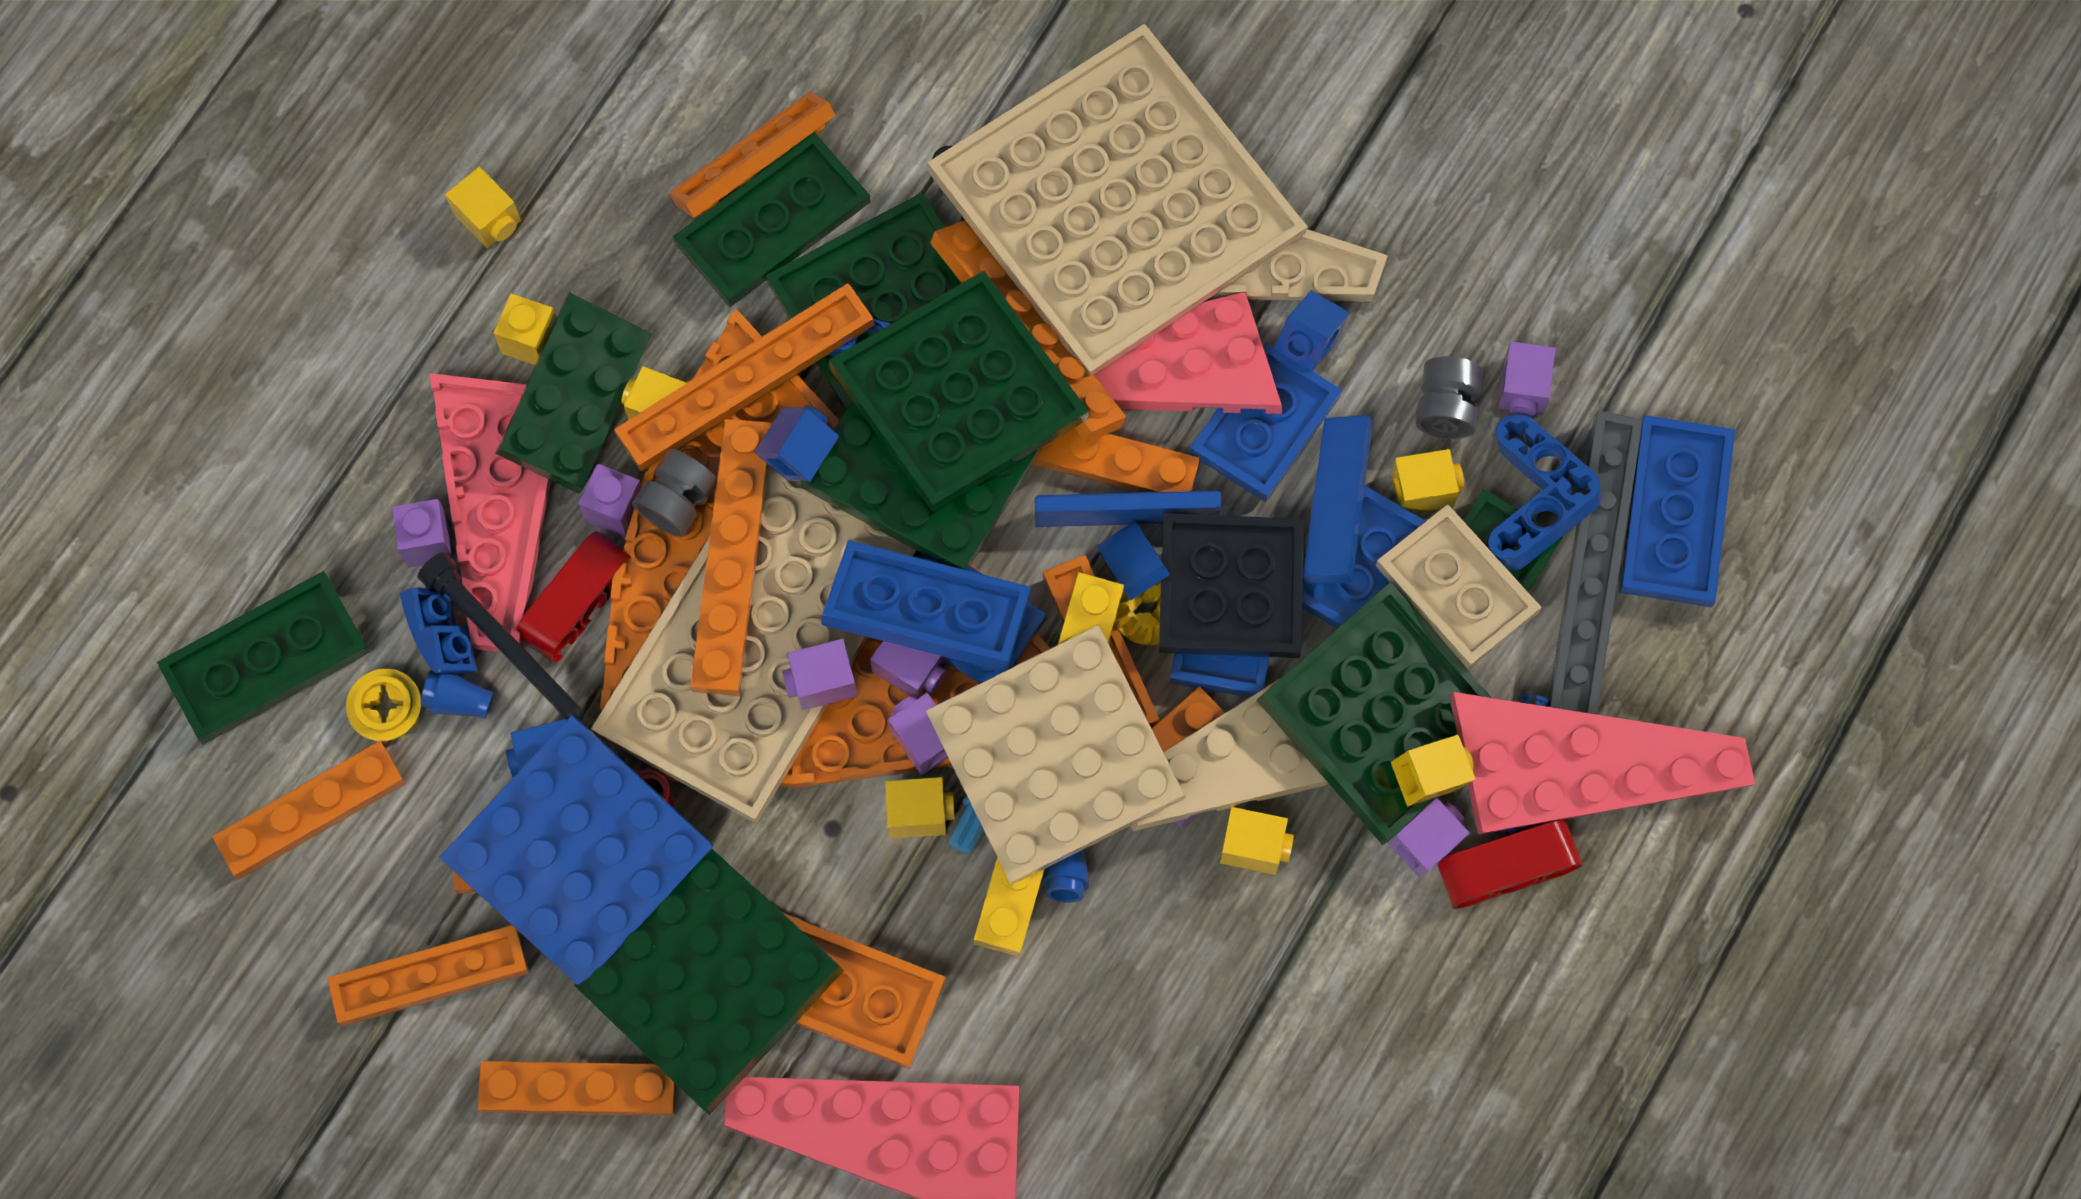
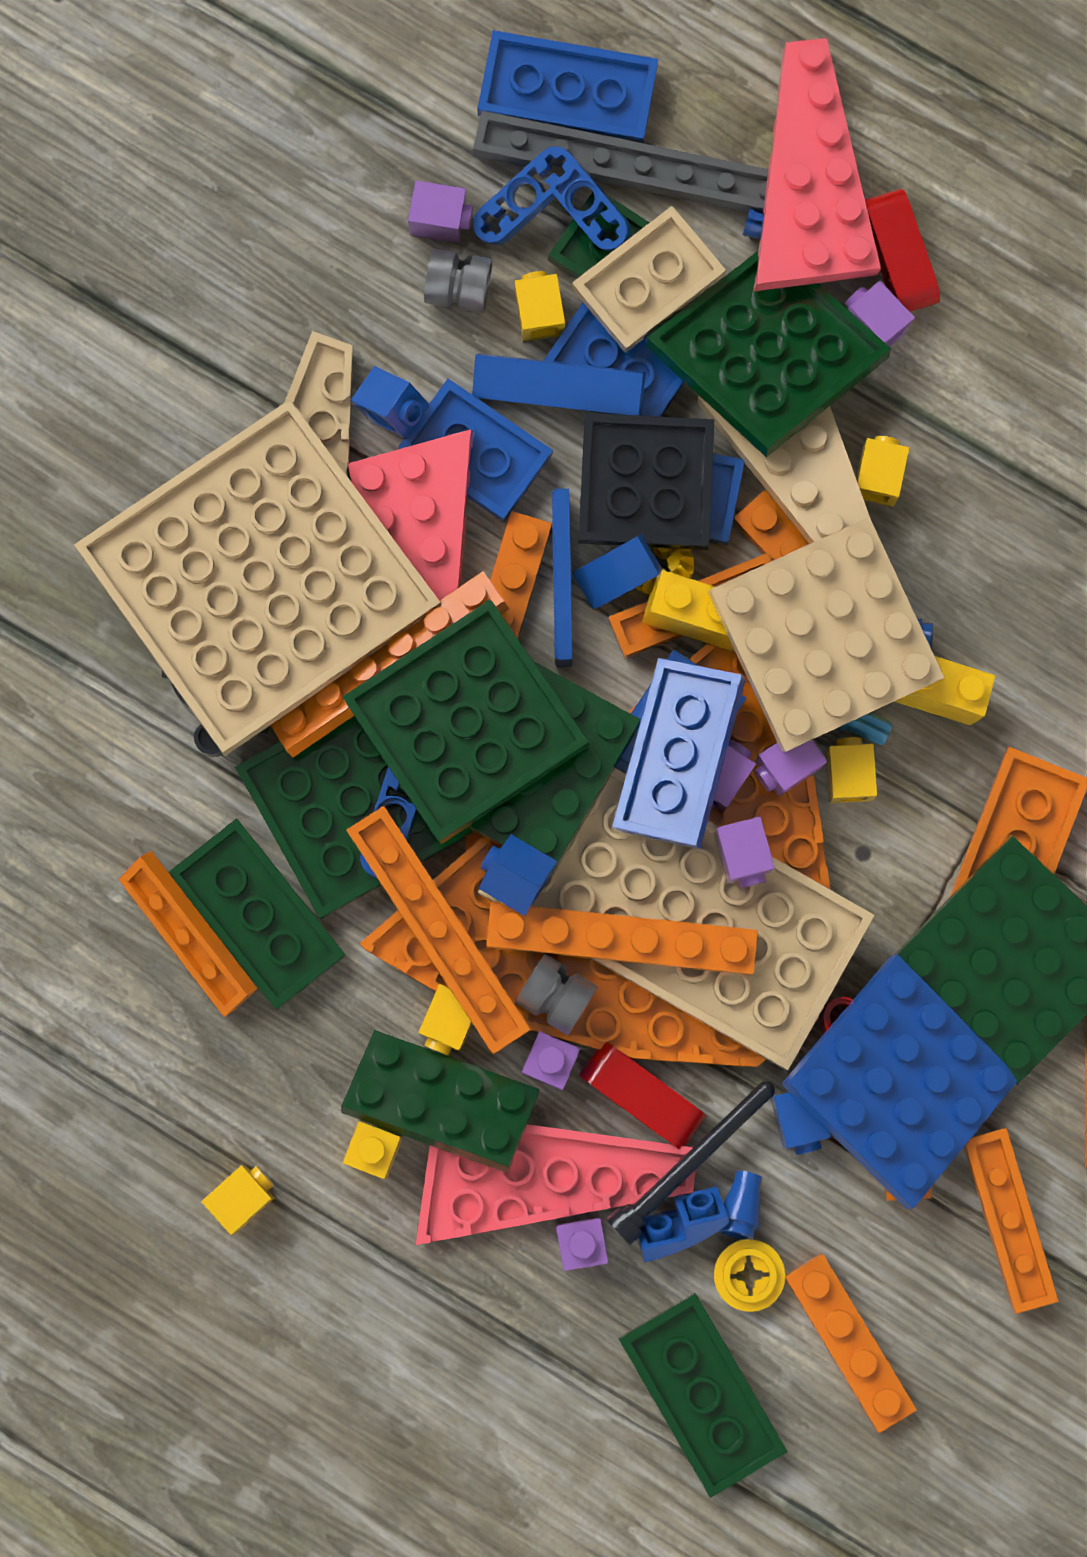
camera: 90 degrees left, 10 degrees up
(1433, 770) = (830, 304): yellow brick -> none

